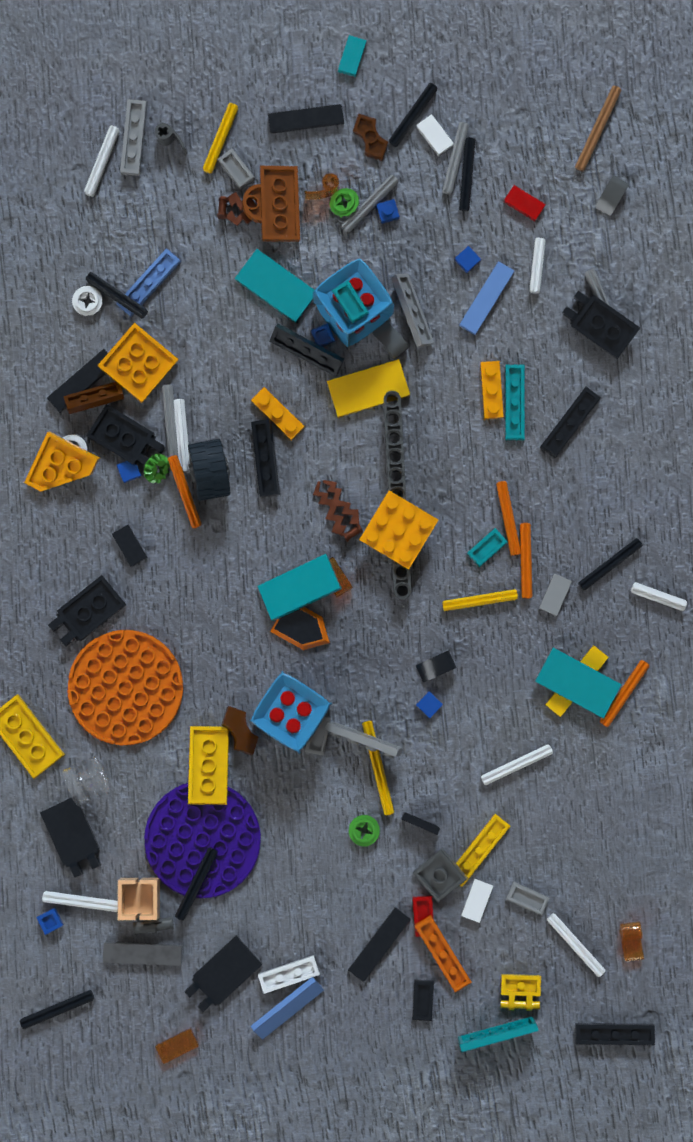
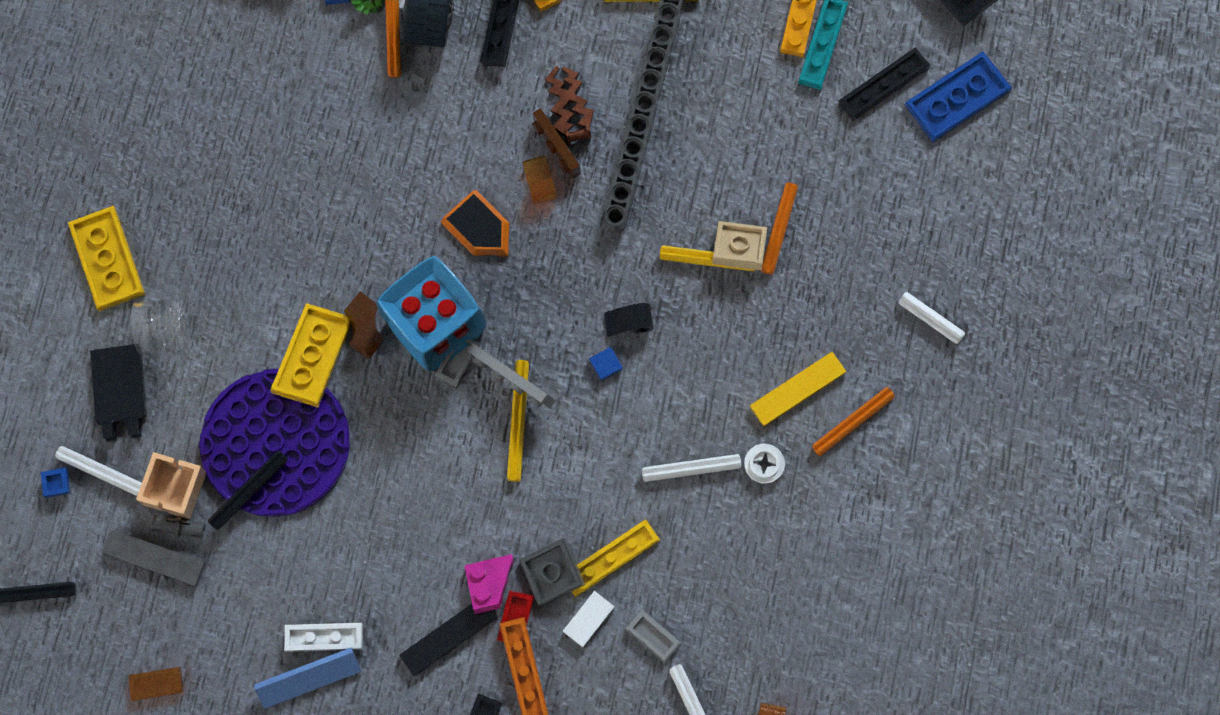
camera: 20 degrees right, 10 degrees down
(87, 610) = (230, 134): black tile -> none
(125, 687) = (244, 236): orange tile -> none
(129, 545) = (307, 75): black tile -> none
(224, 973) = (244, 612): black tile -> none
(299, 587) = (492, 177): teal tile -> none
(337, 545) = (555, 144): none -> reddish brown plate
(355, 834) = (474, 479): bright green gear -> none
(396, 897) = (487, 582): none -> dark pink wing
(398, 529) = (633, 141): light orange plate -> none
(420, 823) = (548, 501): black tile -> none
(487, 547) = (736, 200): teal tile -> none
(501, 584) = (739, 245): none -> tan tile
(508, 518) = (773, 173): orange axle -> none
(555, 594) = (803, 279): light grey tile -> none
(576, 751) = (773, 457): none -> white gear
(578, 682) = (798, 389): teal tile -> none
(610, 564) = (882, 262): black axle -> none
(628, 415) = (958, 96): none -> blue tile

